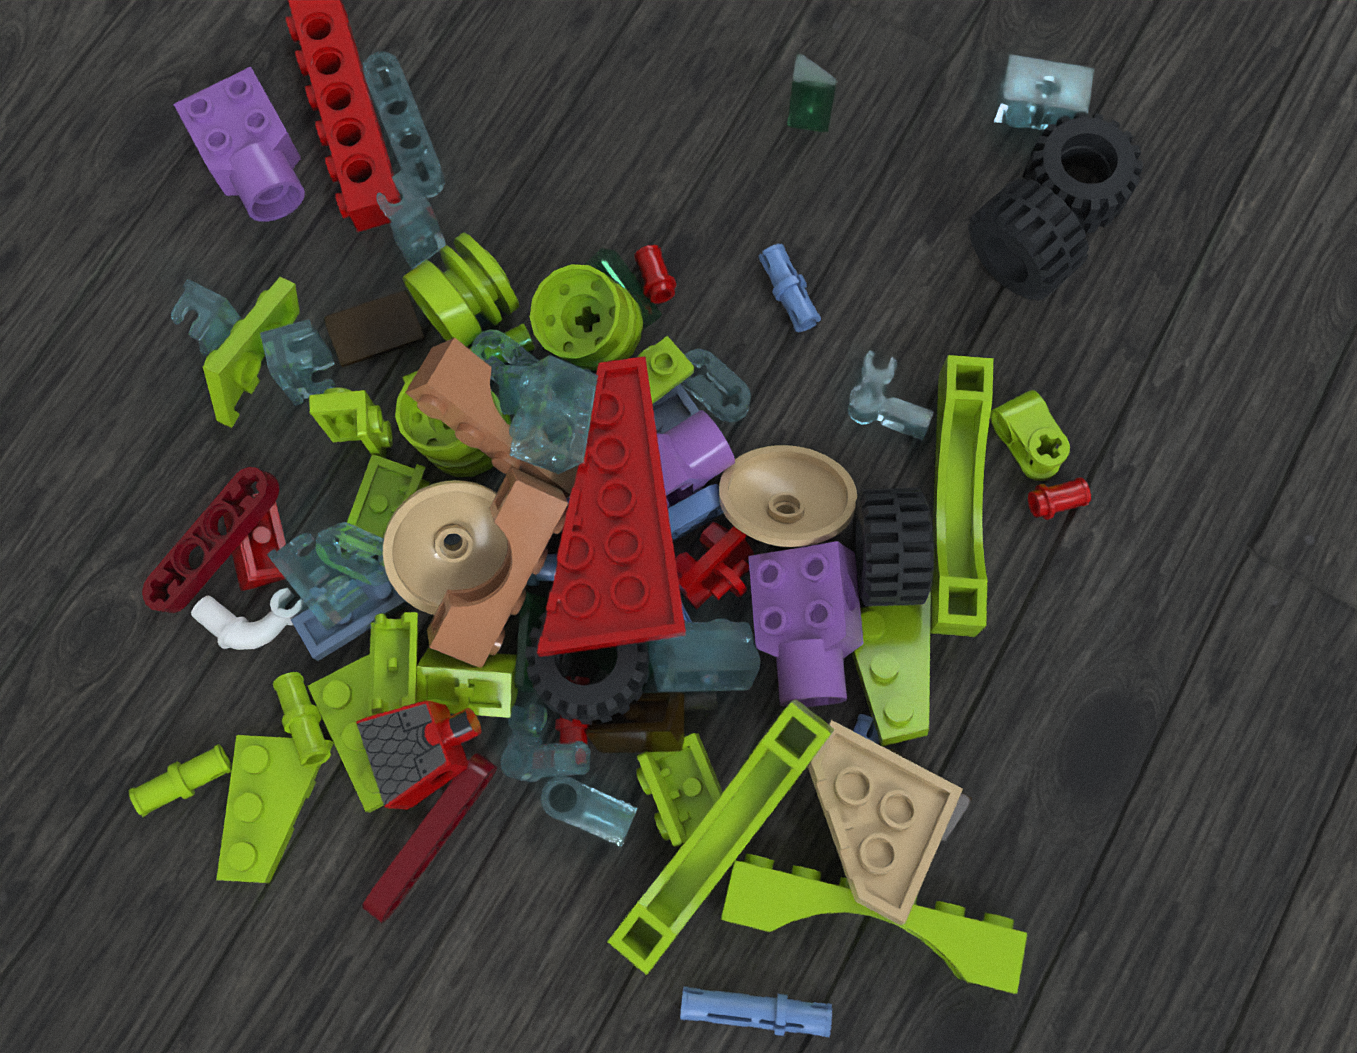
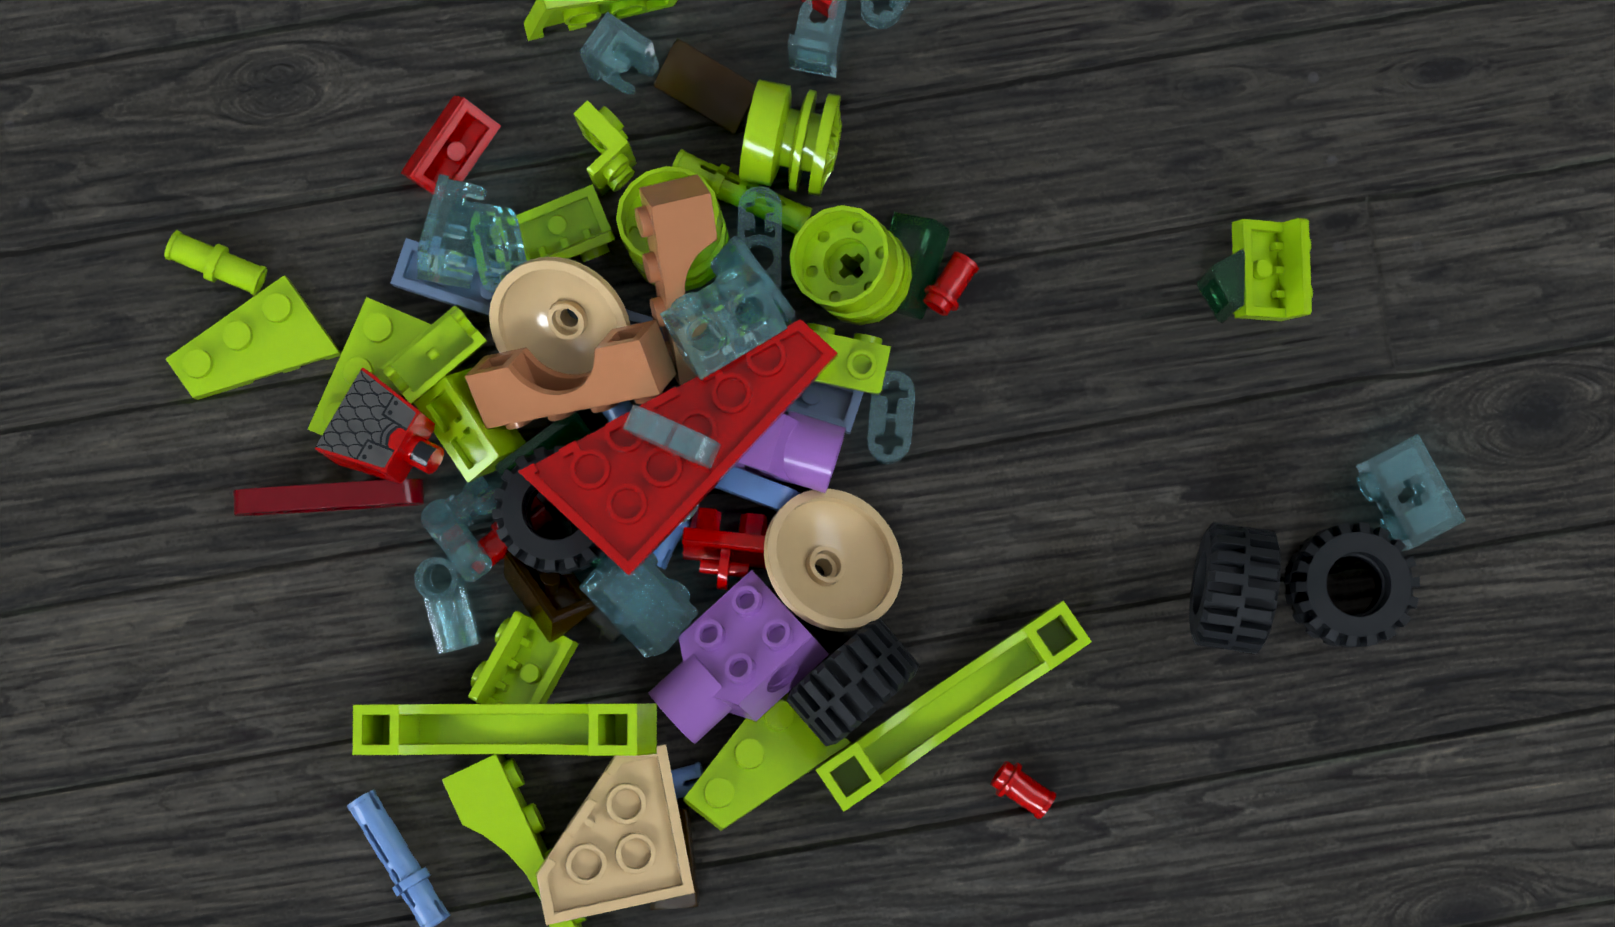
camera: 55 degrees right, 10 degrees up
(215, 546) = (416, 113): dark red beam -> none
(237, 631) = (364, 204): white piece -> none
(301, 719) = (335, 317): lime pin -> none
(608, 512) = (671, 436): none -> clear light blue beam
(789, 288) = (1033, 410): medium blue pin -> none
(827, 52) = (1275, 268): none -> lime bracket
(869, 404) = (979, 562): clear light blue bar -> none
(1029, 433) = (1064, 713): lime piece -> none

